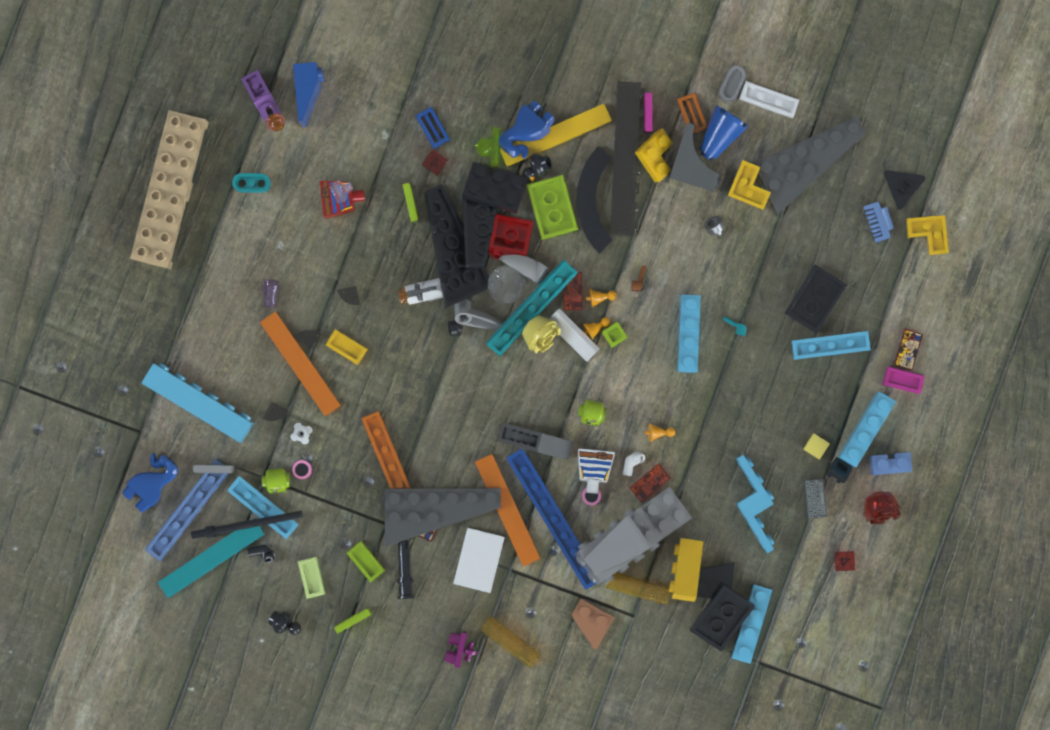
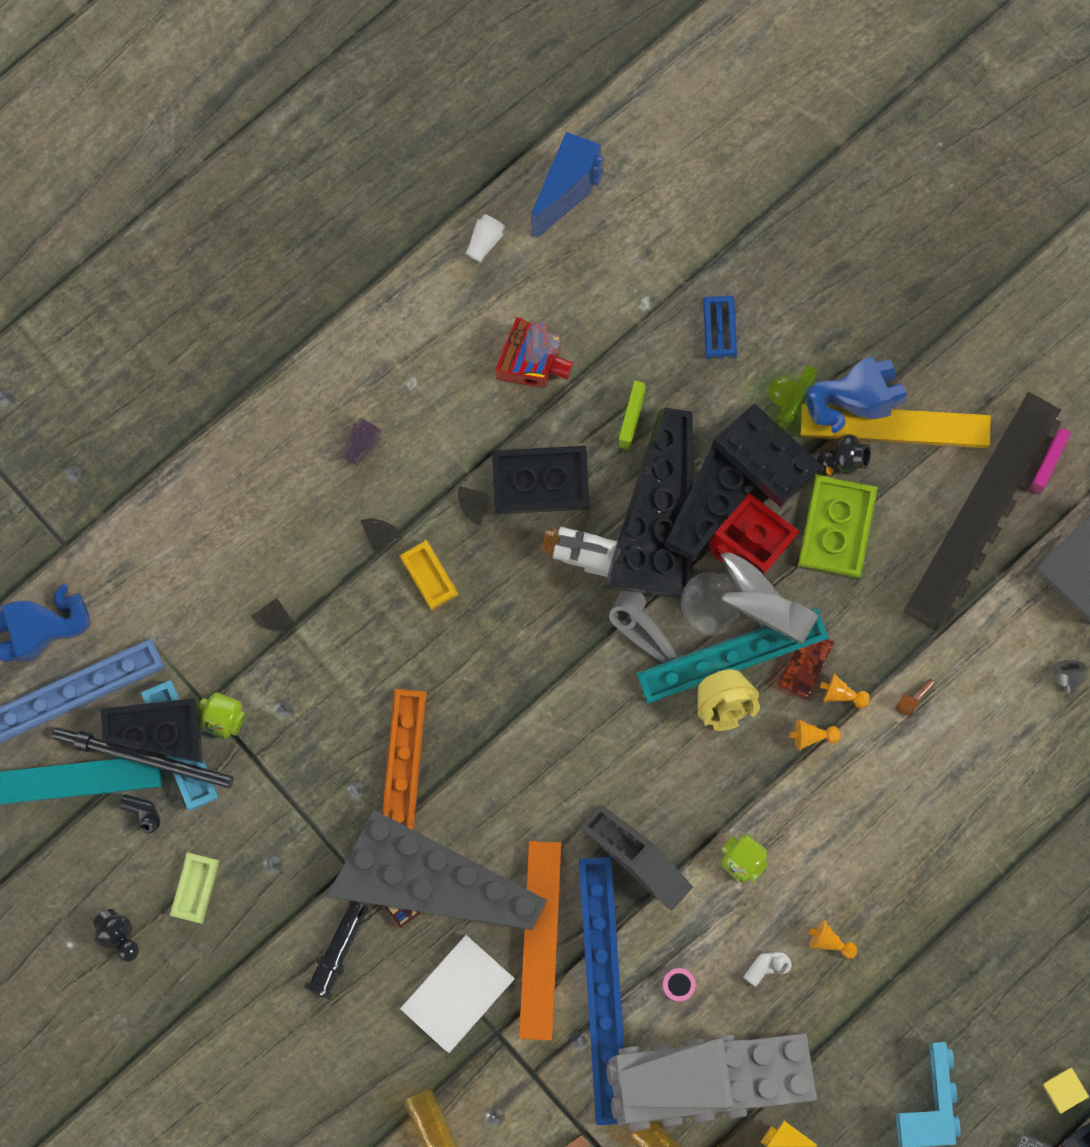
camera: 30 degrees right, 10 degrees down
(168, 189) = (294, 224): tan piece -> none
(197, 402) = (170, 545): medium azure brick -> none
(213, 468) = (138, 649): light grey tile -> none
(246, 505) = (156, 727): none -> black wing
(252, 181) = (420, 273): teal plate -> none
(264, 101) = (497, 168): medium lavender plate -> none
(277, 143) = (484, 237): none -> white cone
(300, 363) = (348, 566): orange tile -> none
(302, 469) = (267, 720): tile -> none
(306, 433) = (295, 675): white plate -> none
(353, 620) = (220, 984): lime tile -> none
(365, 561) = (287, 906): lime tile -> none
(379, 264) = (540, 480): none -> black plate
(434, 162) = (697, 377): clear red tile -> none
(454, 328) = (602, 628): black plate -> none
(456, 657) = (345, 1126): magenta hips -> none
(543, 275) = (775, 612): none -> light grey piece
(574, 335) = (776, 730): white tile -> none
(587, 200) = (893, 542): black tile -> none
(594, 468) = (705, 943): torso -> none
(614, 334) = (836, 759): lime plate -> none
(649, 482) = (778, 1012): clear red tile -> none
(651, 153) = (1023, 526): yellow plate -> none
(688, 333) = (951, 814): medium azure brick -> none
(741, 328) = (1035, 849): teal hand -> none

